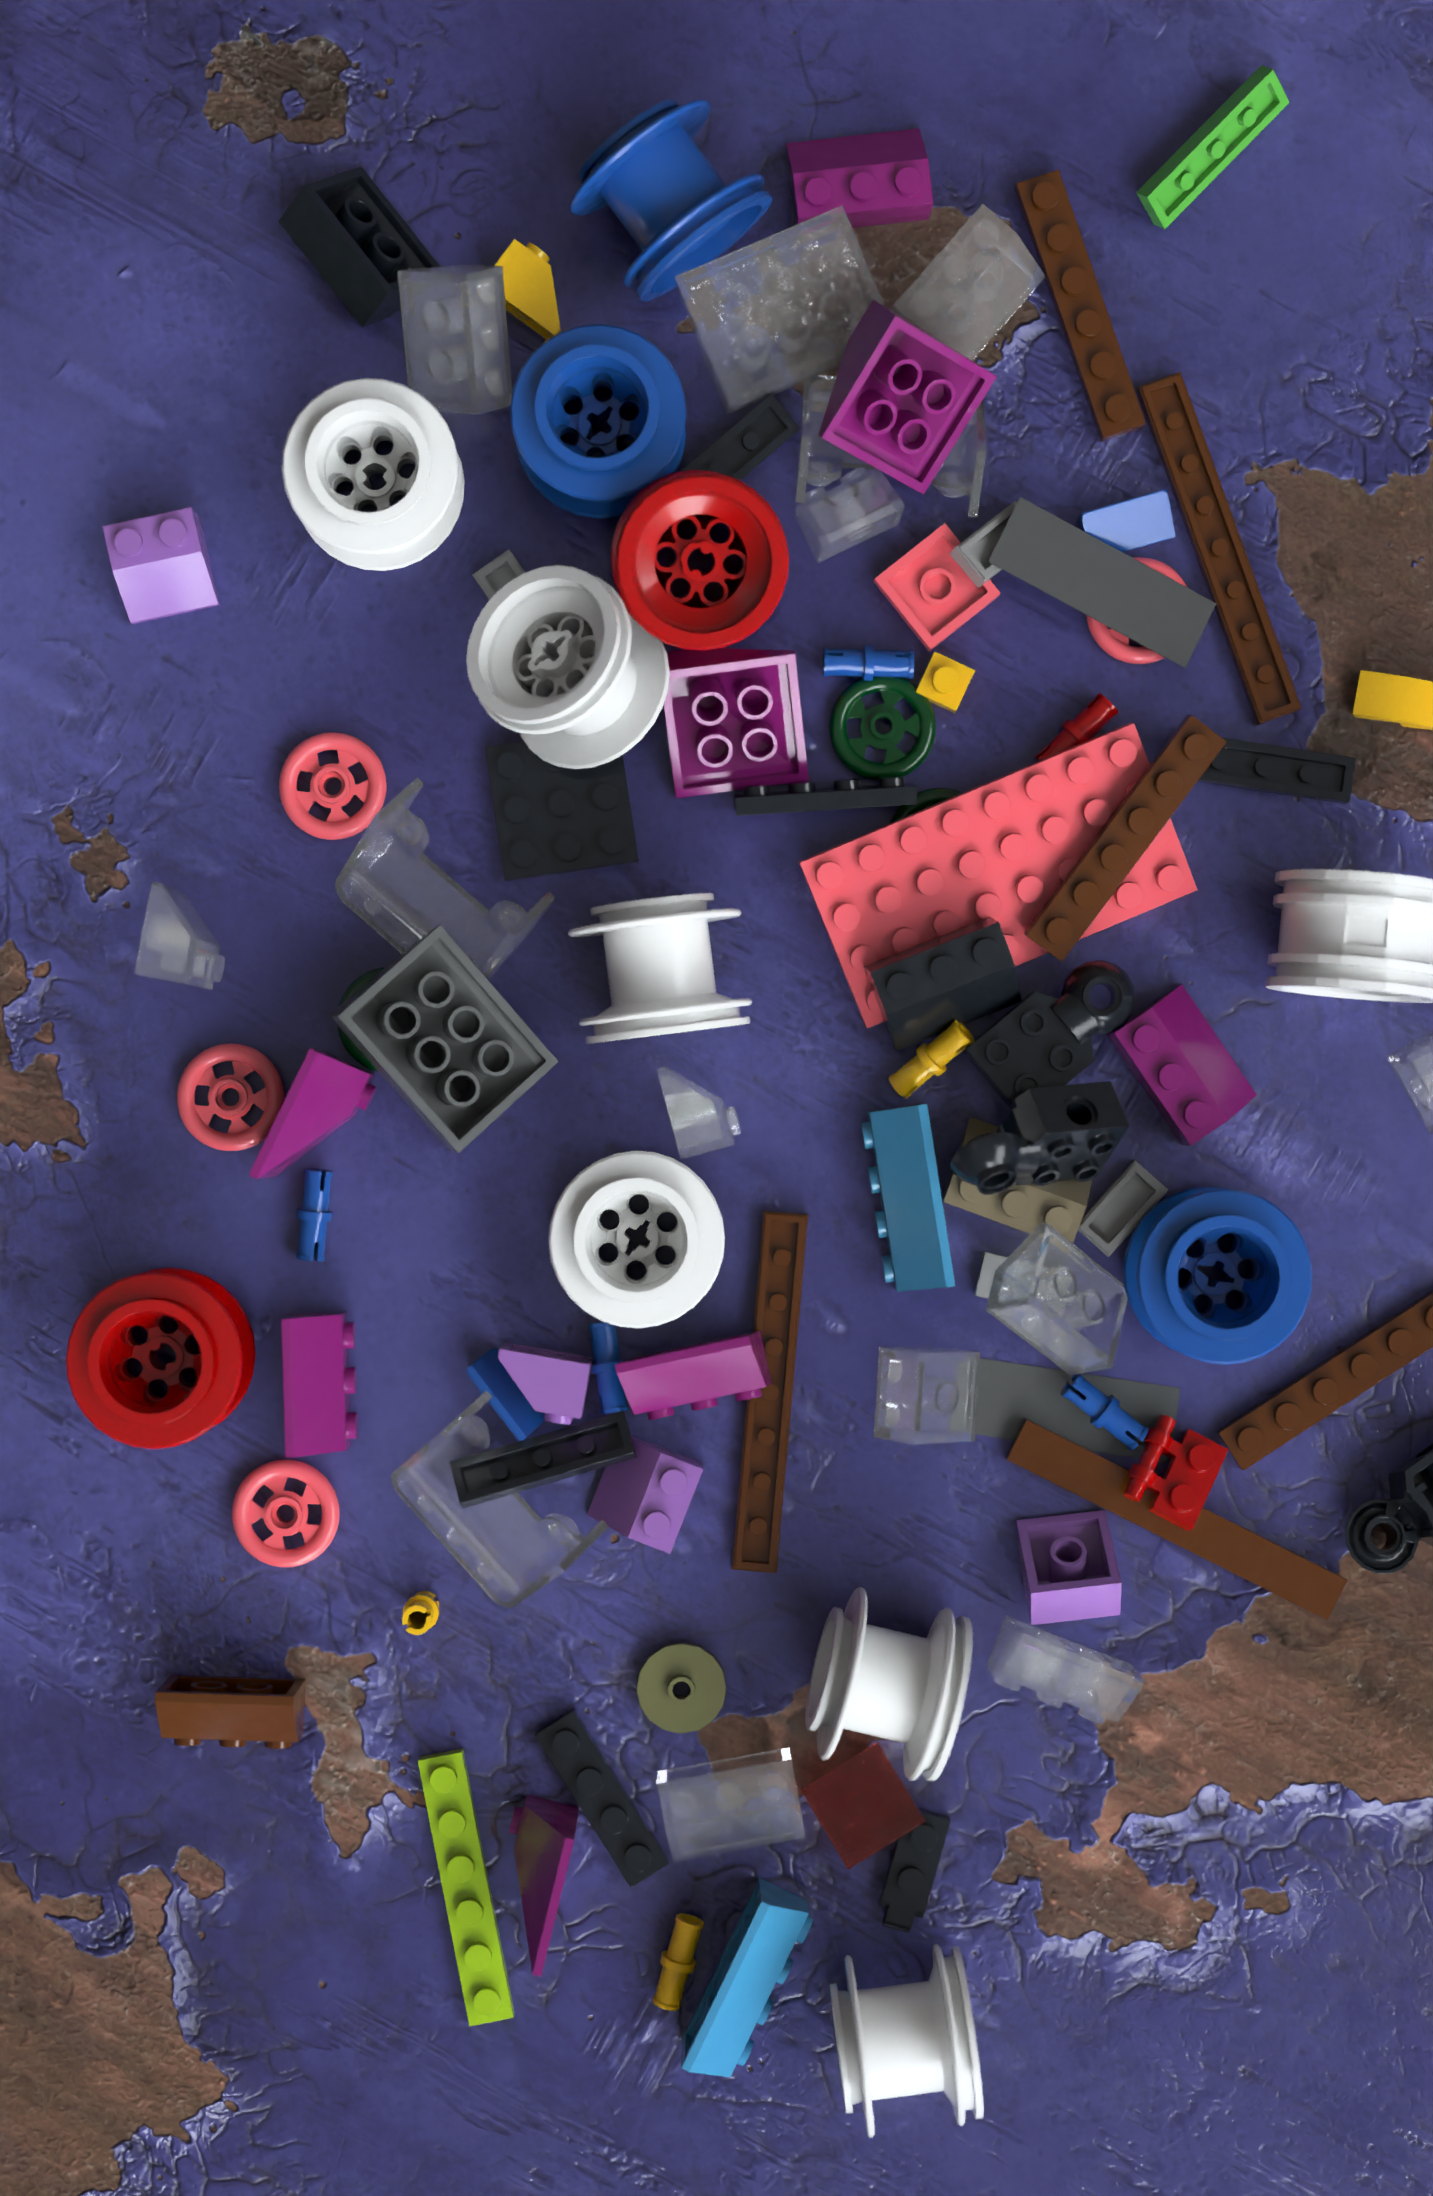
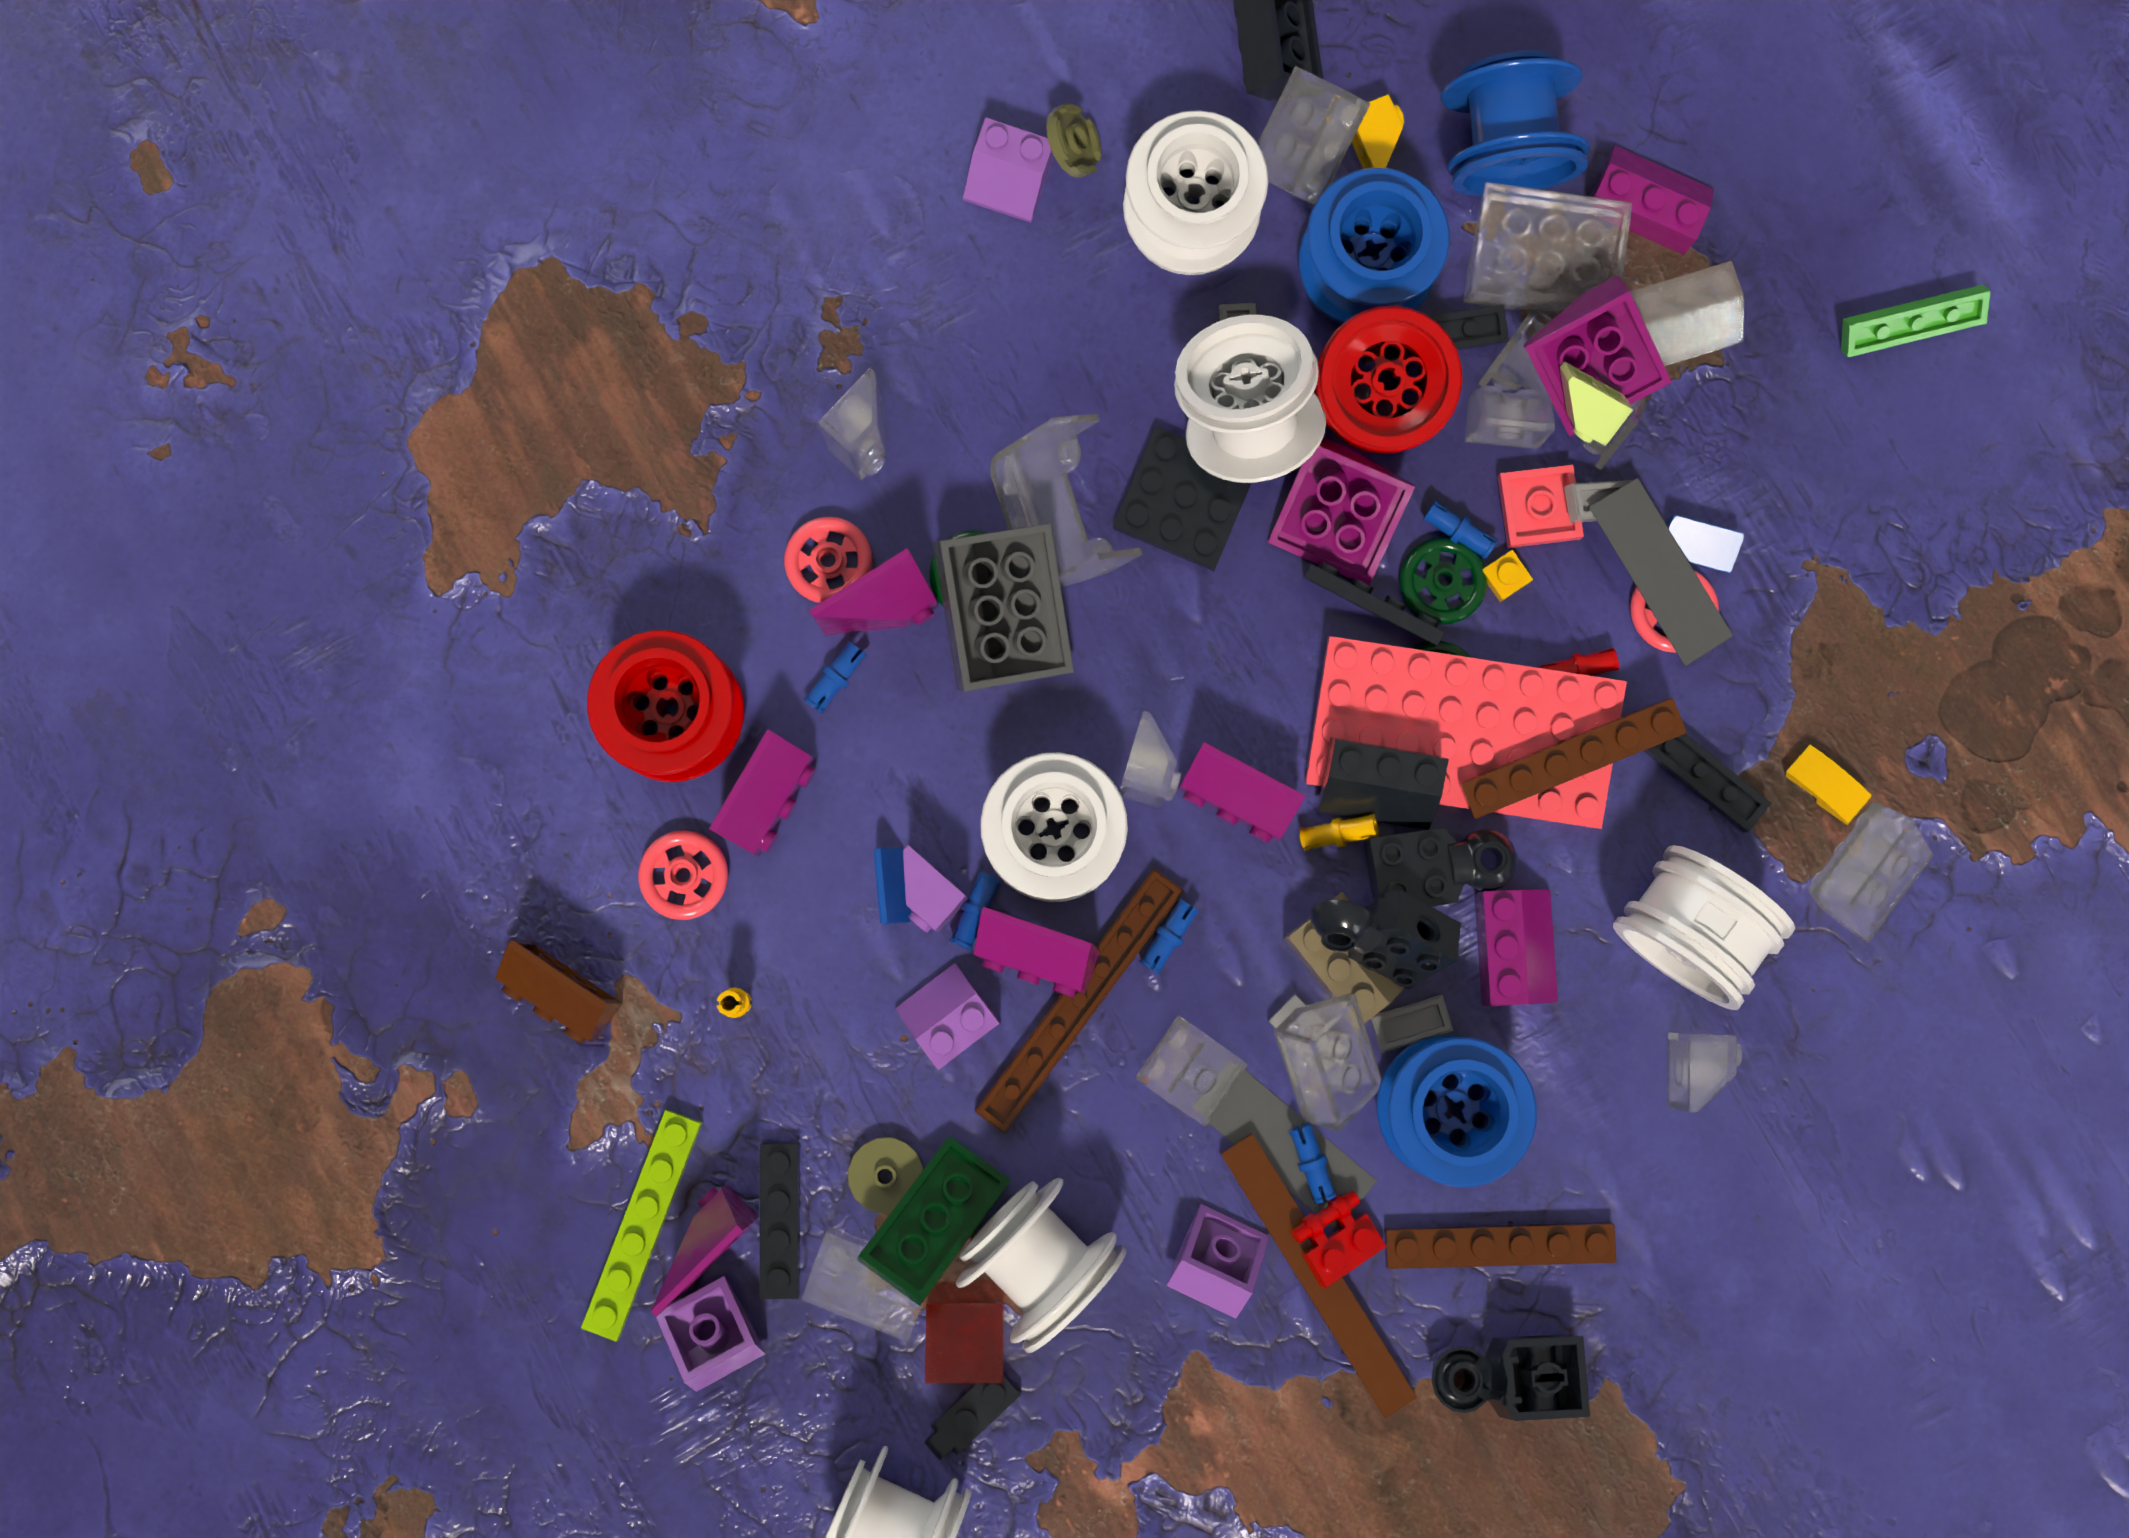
camera: 30 degrees right, 5 degrees down
(210, 492) = (1073, 140): none -> olive plate
(298, 803) = (1026, 360): coral plate -> none
(495, 1541) = (820, 958): clear windscreen -> none
(543, 1459) = (889, 947): black plate -> none
(603, 1954) = (709, 1334): none -> medium lavender slope
(660, 968) = (1186, 647): white wheel -> none
(678, 1962) = (759, 1375): yellow pin -> none
(744, 1980) = (799, 1419): dark azure slope -> none
(758, 1705) = (933, 1220): none -> dark green plate
(806, 1083) = (1240, 793): none -> magenta slope
(821, 1271) = (1169, 936): none -> blue pin
(909, 1198) = (1265, 920): dark azure slope -> none
(929, 452) = (1592, 405): none -> yellowish green slope
(1063, 1671) = (1169, 1335): clear slope -> none
(1079, 305) = (1756, 375): reddish brown plate -> none
(1218, 548) = (1756, 600): reddish brown tile -> none

